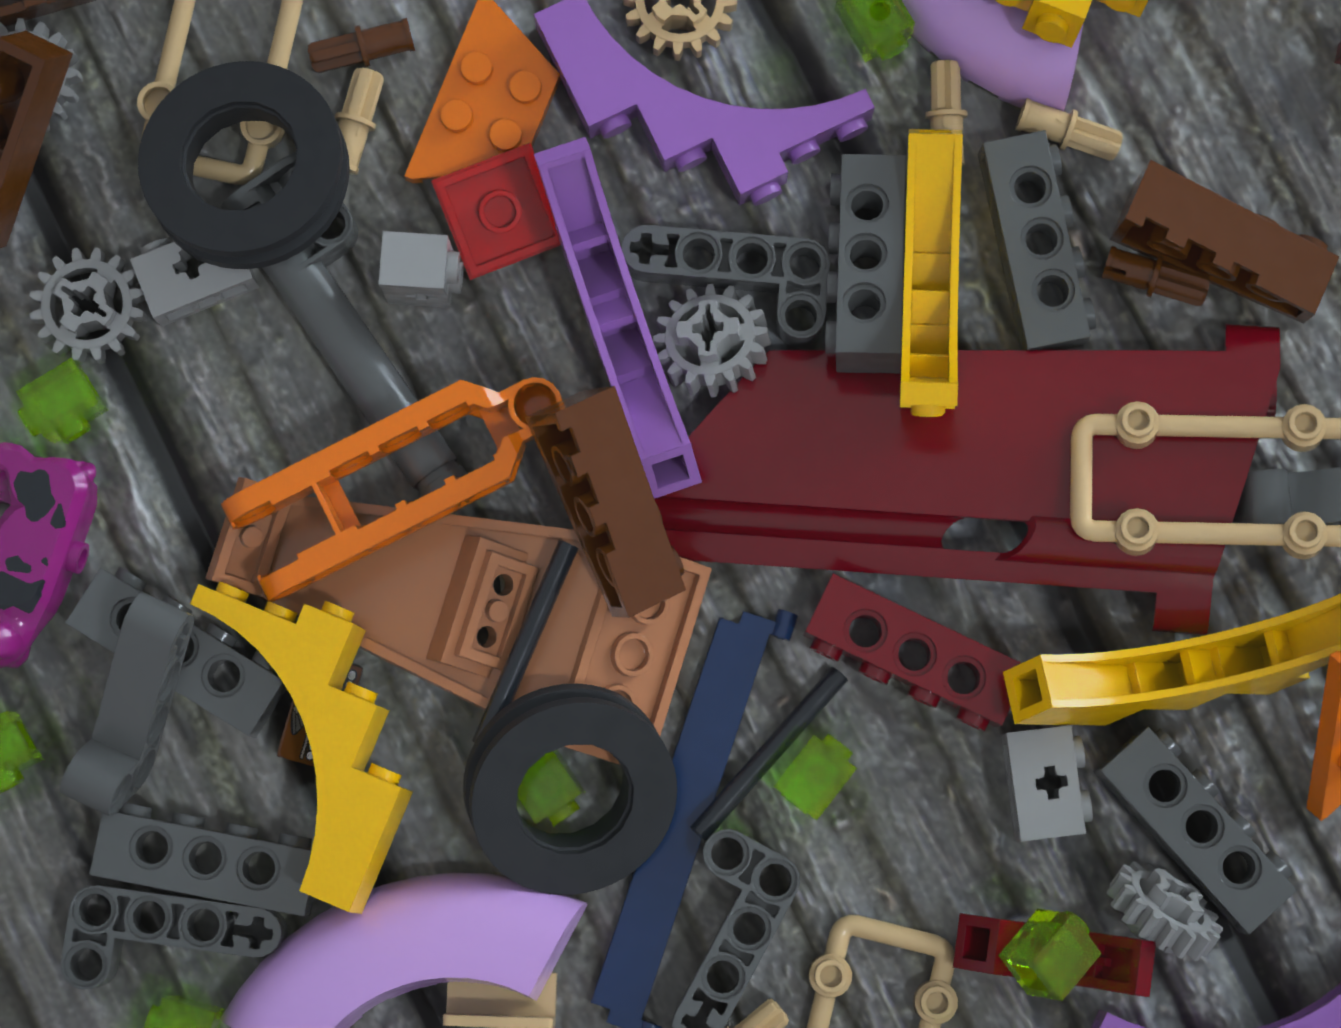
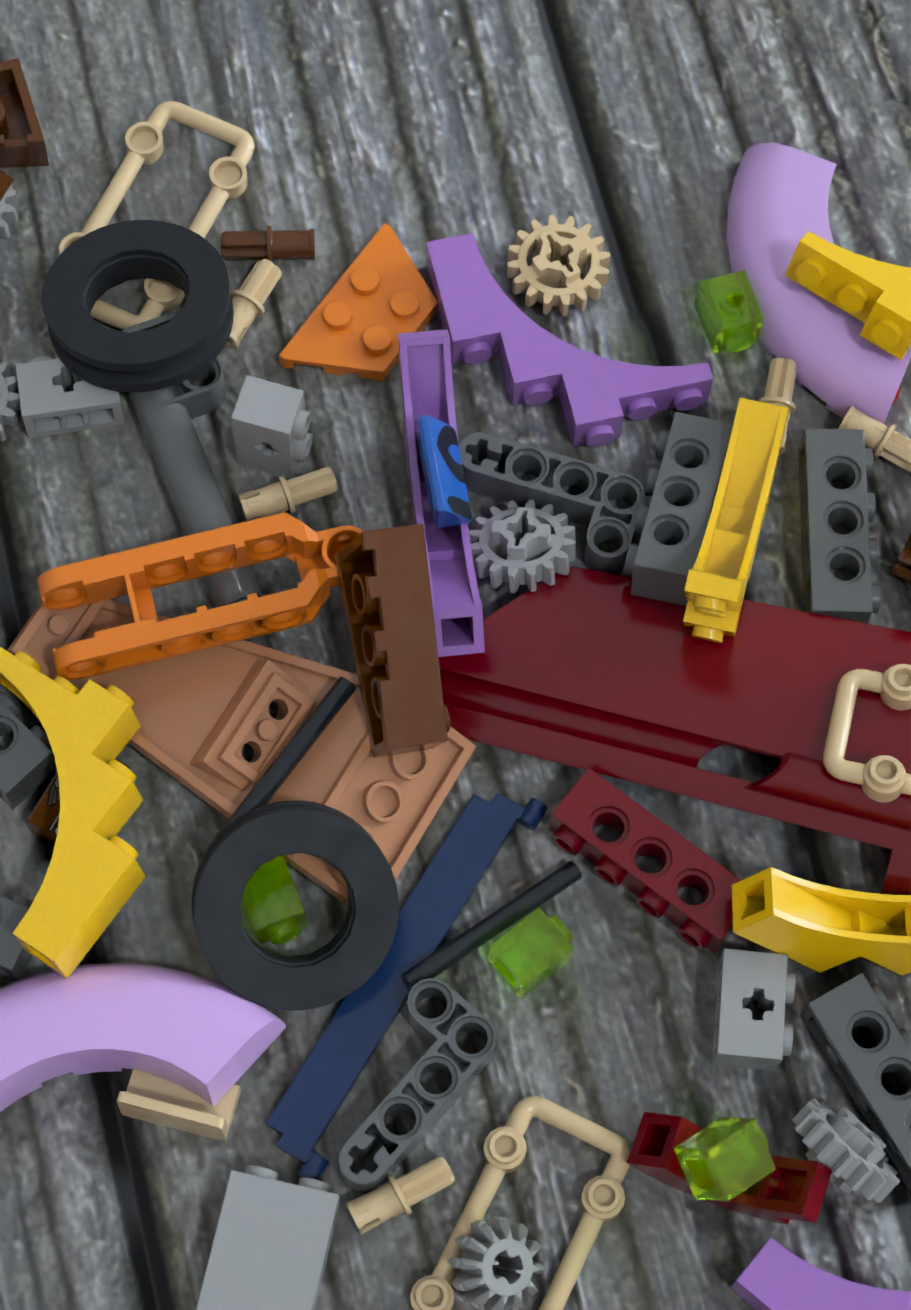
camera: 10 degrees right, 15 degrees down
(452, 333) = (287, 494): none -> tan axle
(497, 211) = (354, 400): red tile -> none
(616, 294) = (443, 472): none -> blue slope

